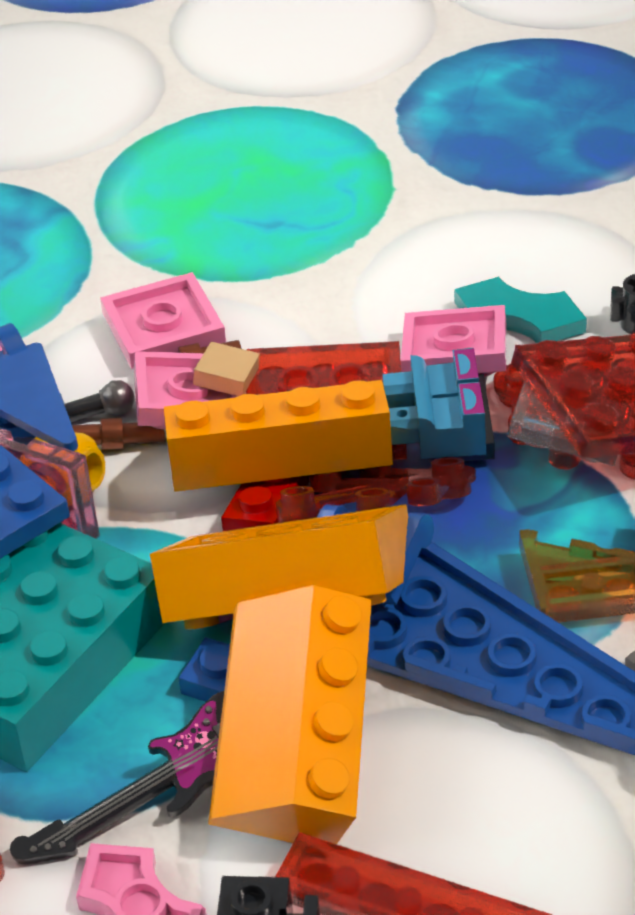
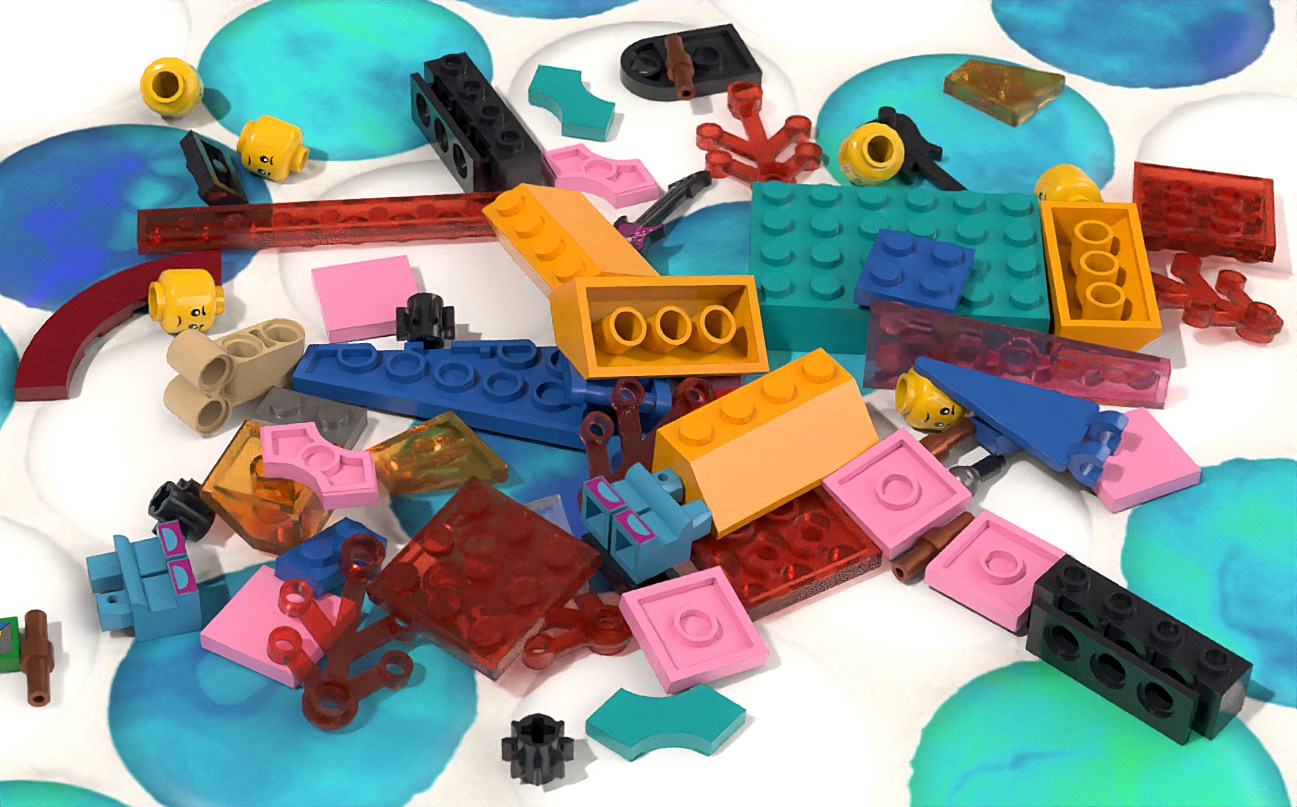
camera: 145 degrees right, 0 degrees up
(134, 220) = (1163, 646): none -> black brick
(226, 369) = (869, 499): tan tile -> none
(507, 721) = (425, 321): none -> black gear
(544, 822) = (362, 296): none -> bright pink tile

